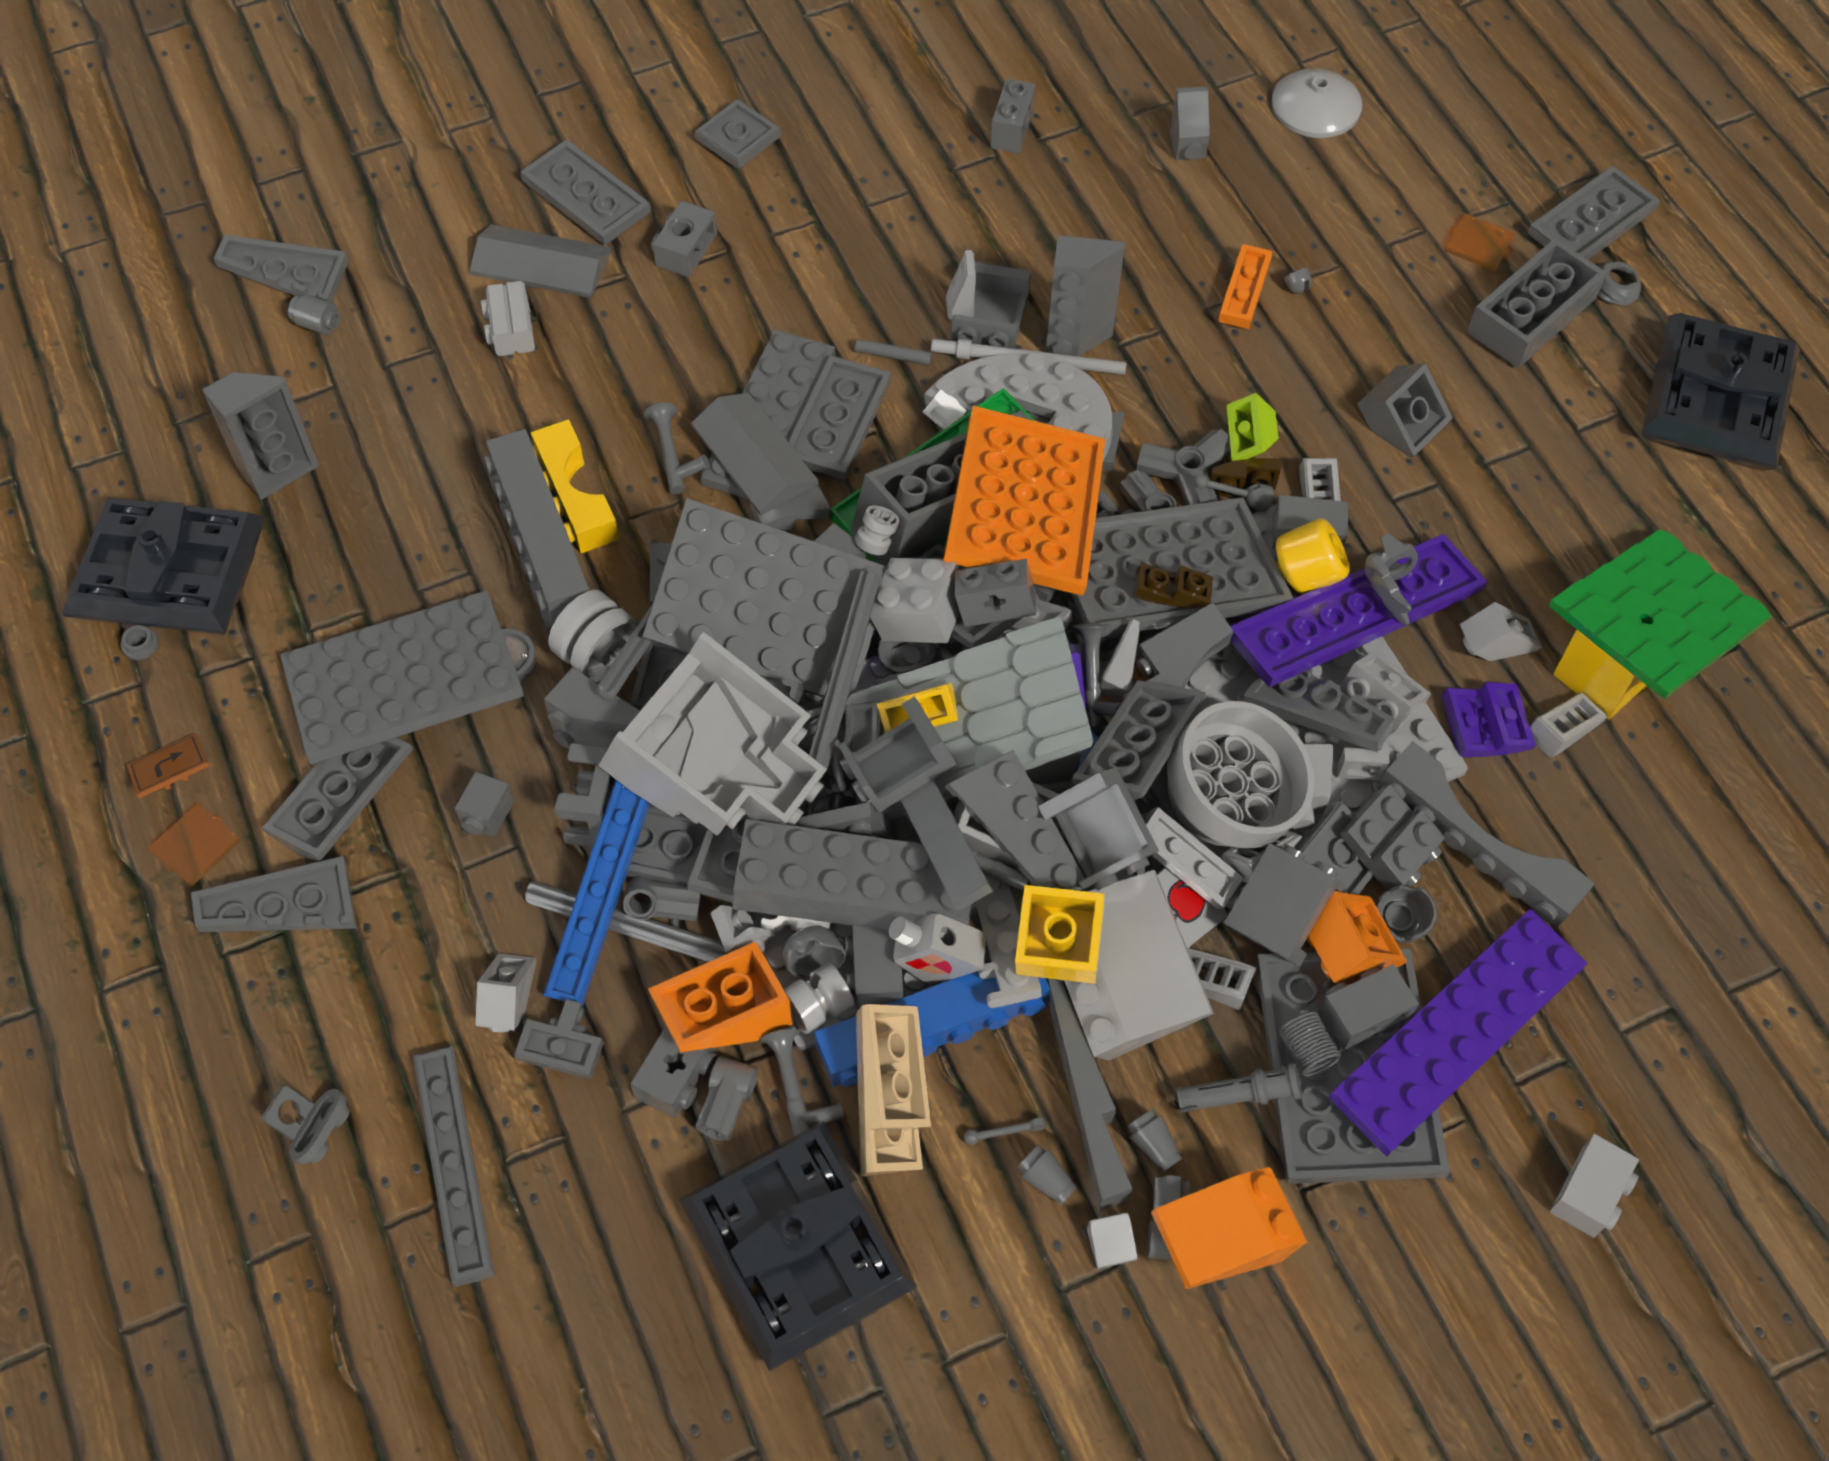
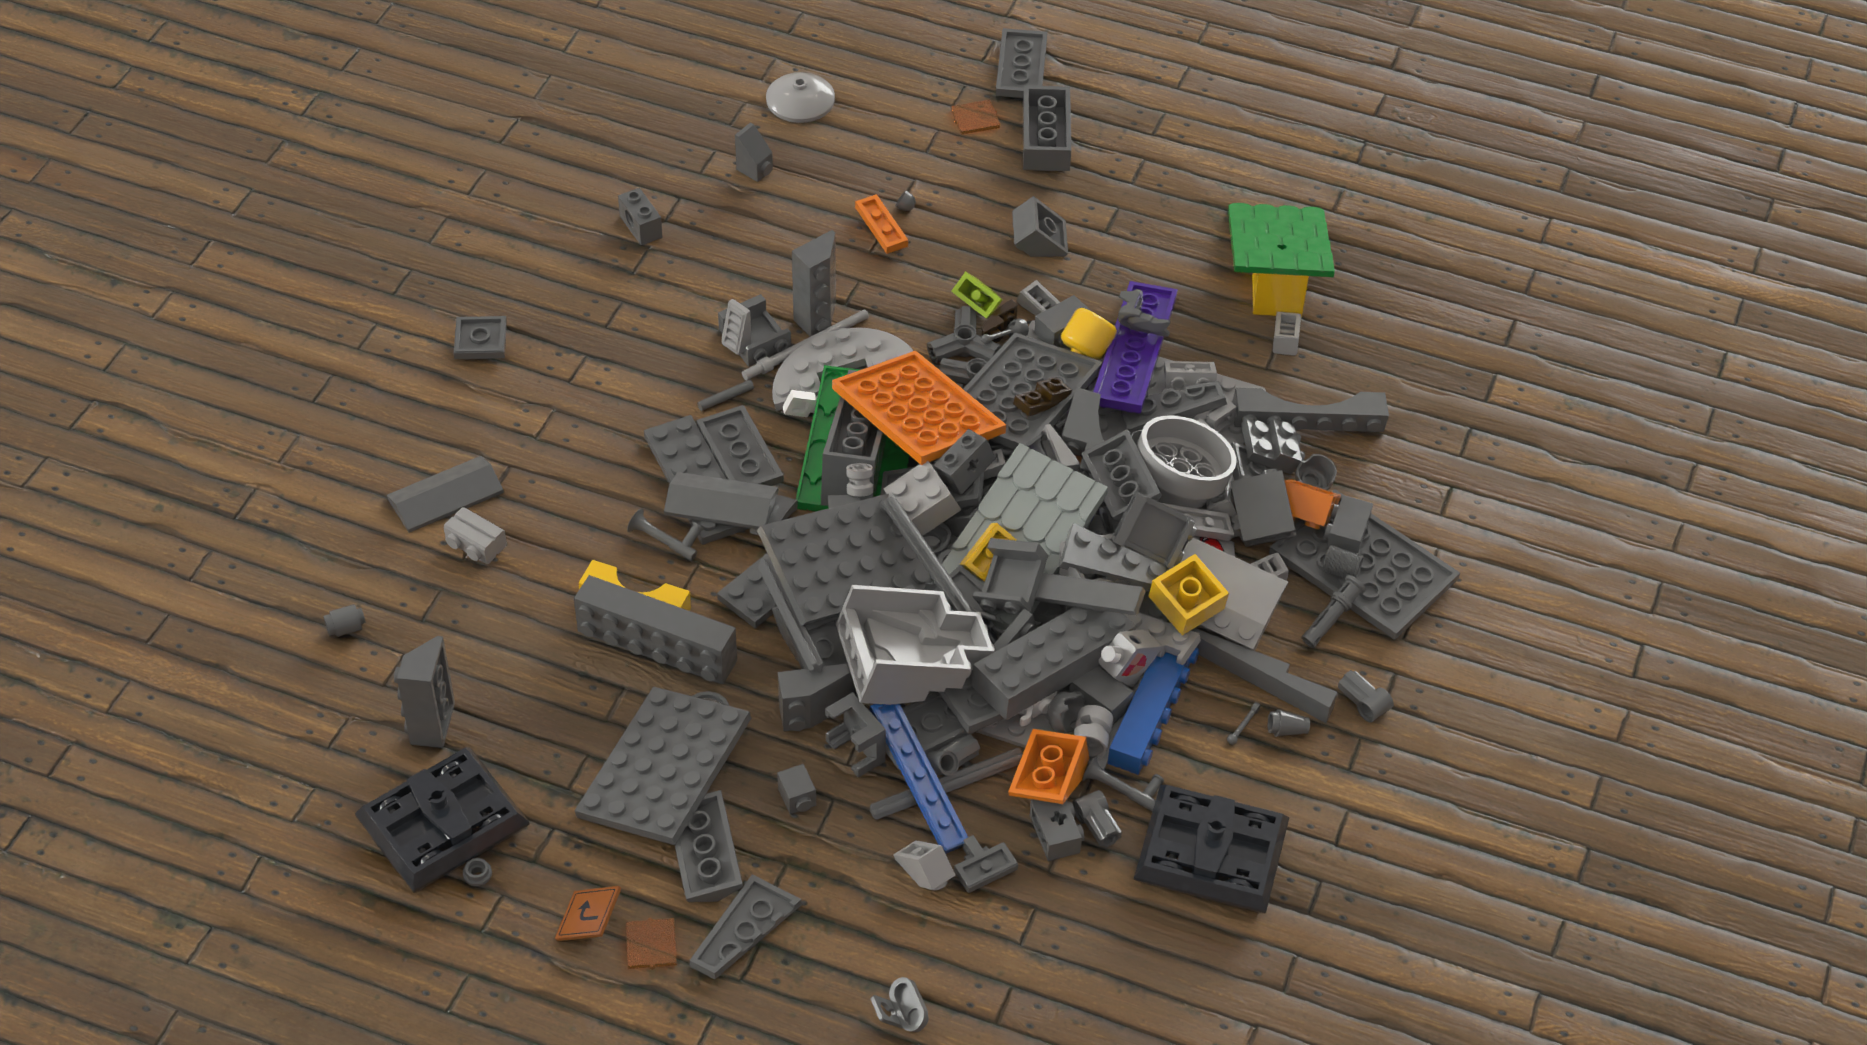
camera: 45 degrees left, 10 degrees down
(284, 265) = (285, 609): dark grey wing -> none
(454, 1167) = (997, 965): dark grey tile -> none
(585, 192) = (426, 434): dark grey plate -> none
(591, 633) = (756, 656): light grey wheel -> none
(684, 238) = (526, 417): dark grey brick -> none
(737, 929) = (1007, 735): light grey bracket -> none
(890, 1089) = (1174, 743): tan slope -> none
(1112, 1240) = (1348, 727): light grey slope -> none
(1155, 1140) = (1316, 667): dark grey cone -> none
(1229, 1228) = (1399, 670): orange slope -> none
(1457, 1032) = (1397, 508): dark purple plate -> none
(1488, 720) = (1249, 358): dark purple slope -> none
(1499, 634) = (1210, 311): light grey slope -> none
(1595, 1187) = (1524, 528): light grey brick -> none
(1618, 293) = (1078, 96): dark grey piece -> none
(1721, 391) = (1184, 112): black piece -> none

